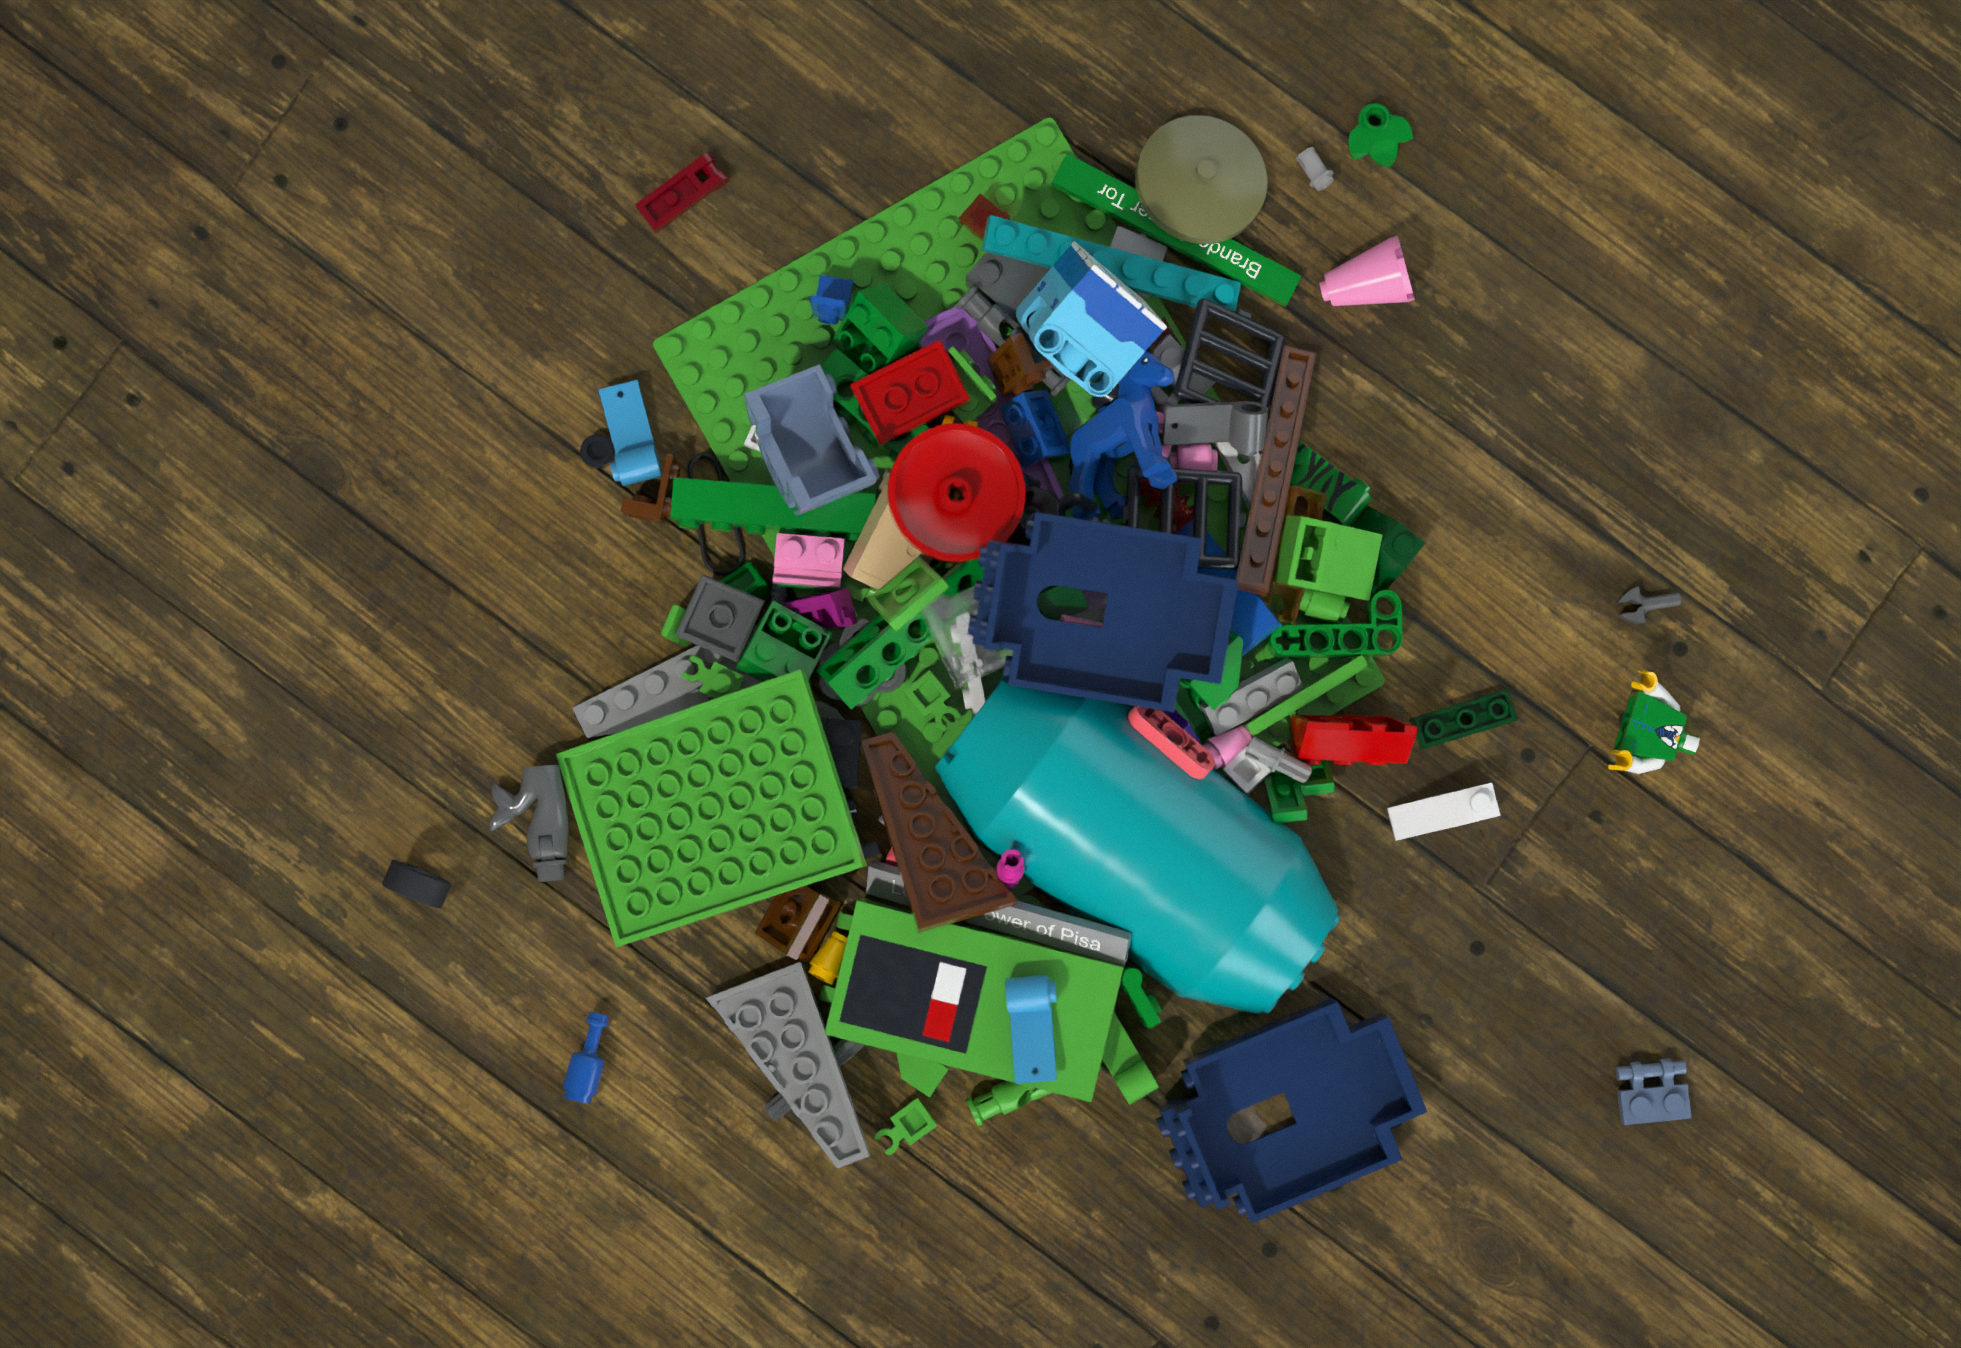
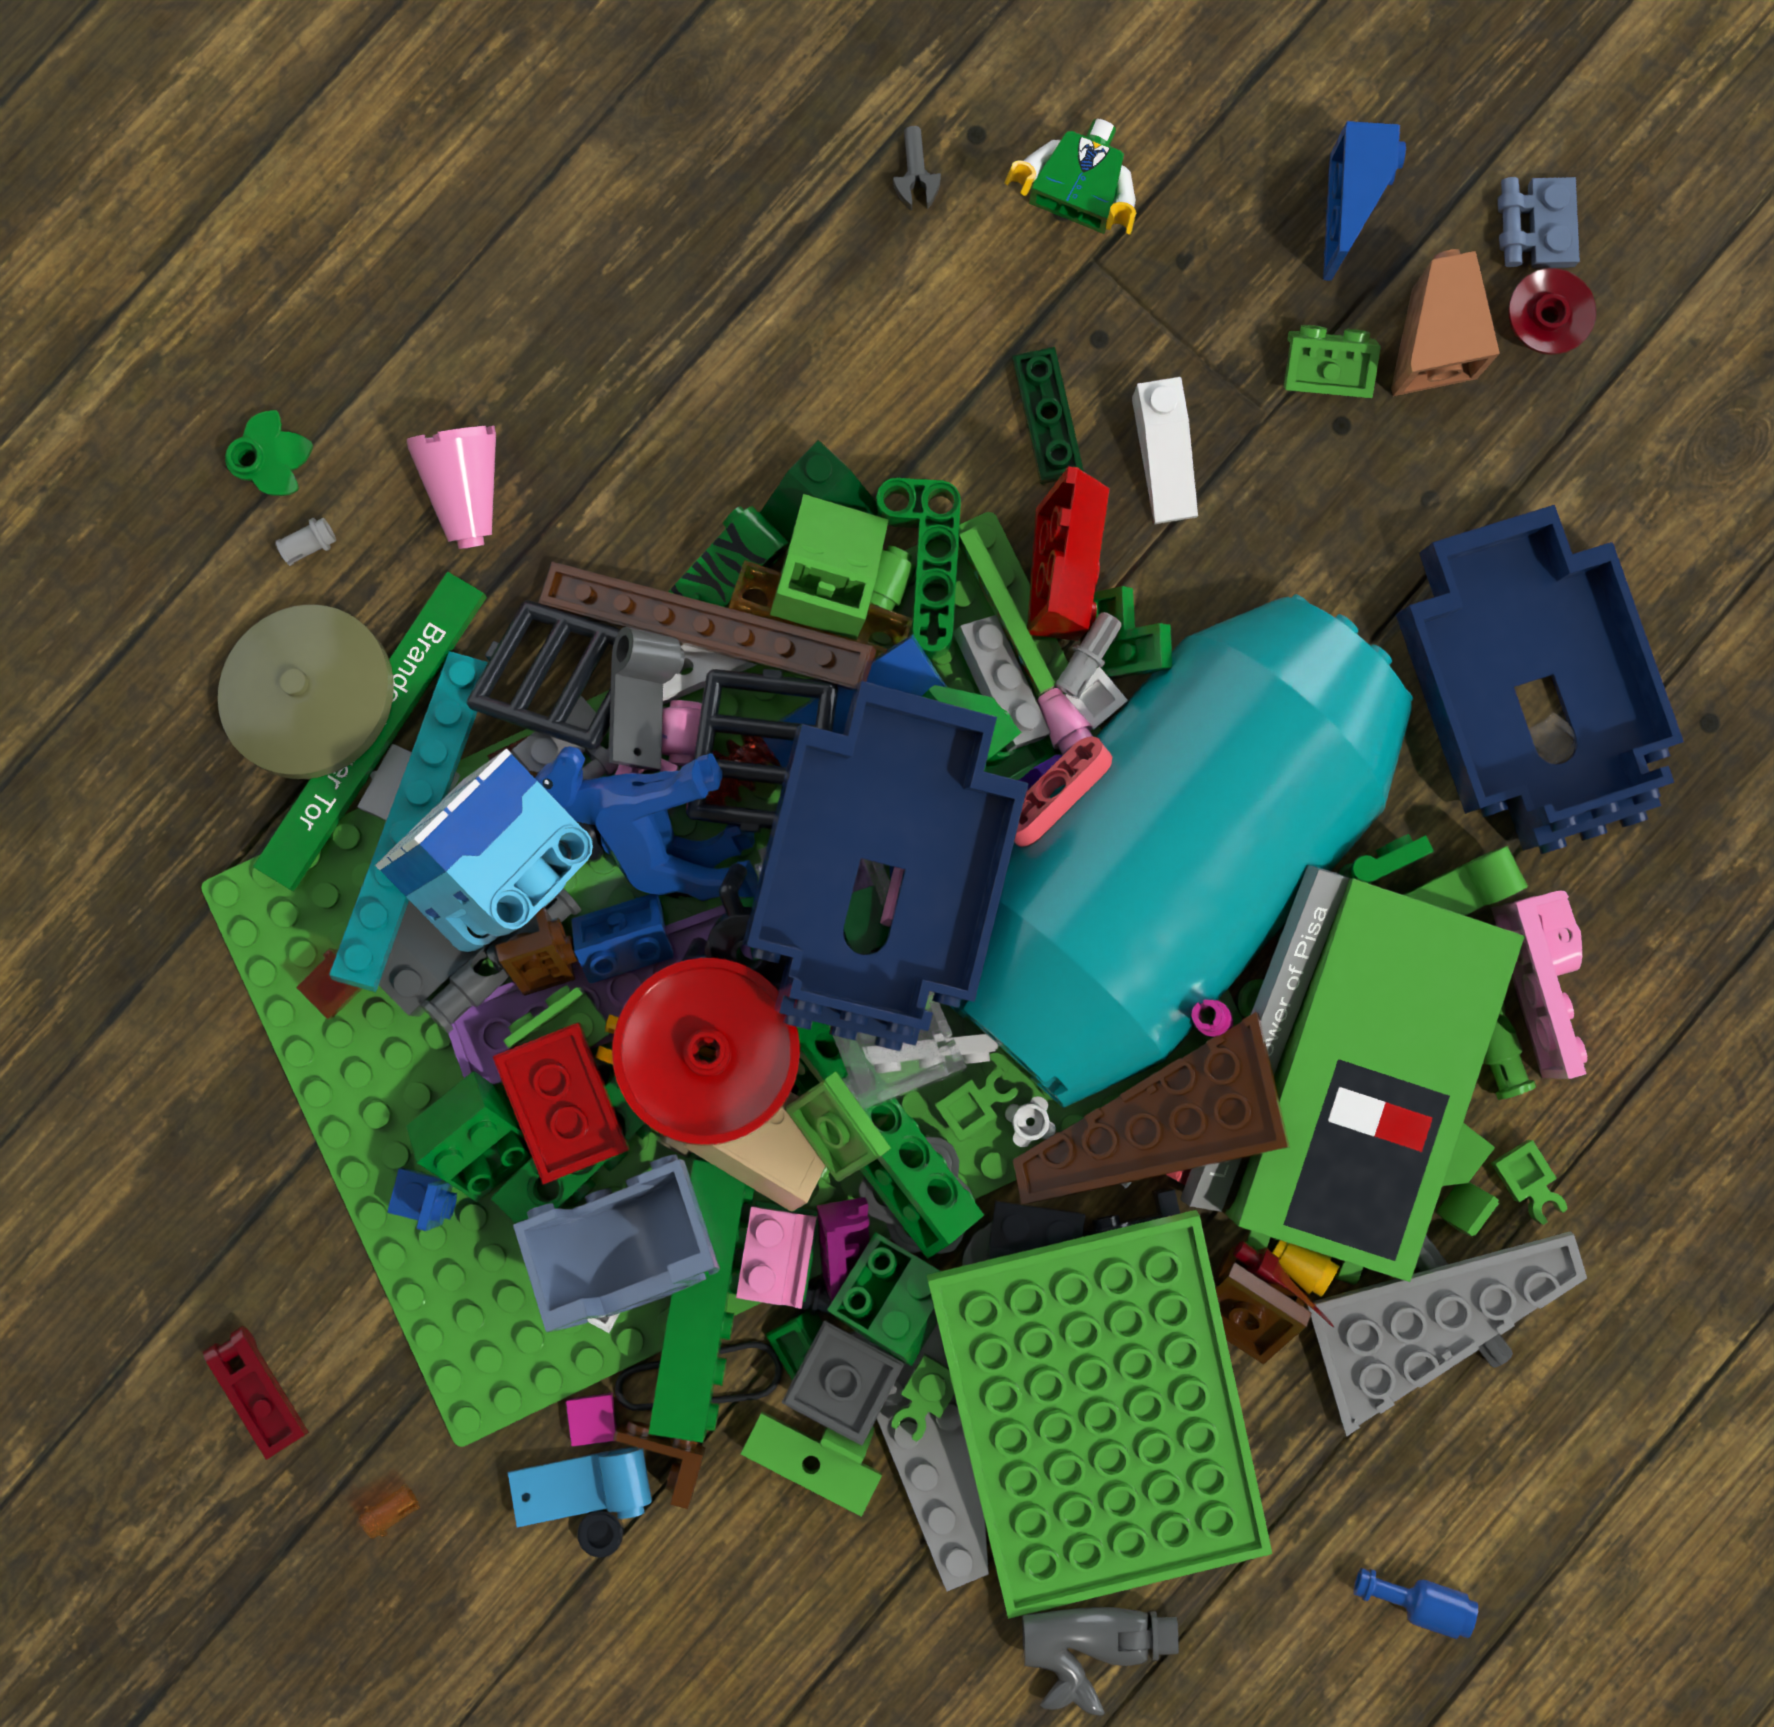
camera: 85 degrees left, 0 degrees up
(602, 296) = (388, 1512): none -> clear orange pin
(667, 581) = (785, 1448): none -> bright green tile
(679, 437) = (591, 1419): none -> dark pink tile
(826, 928) = (1267, 1267): none -> dark red bar
(882, 1079) = (1467, 1208): none -> bright green slope
(927, 734) = (1037, 1110): none -> white plate
(1032, 1027) = (1426, 1005): dark azure door -> none
(1074, 1119) = (1536, 981): none -> bright pink plate
(1525, 935) = (1332, 362): none -> bright green bracket
(1559, 1020) = (1446, 326): none -> nougat slope
(1598, 1105) = (1565, 298): none -> dark red dish
(1677, 947) = (1359, 172): none -> blue slope

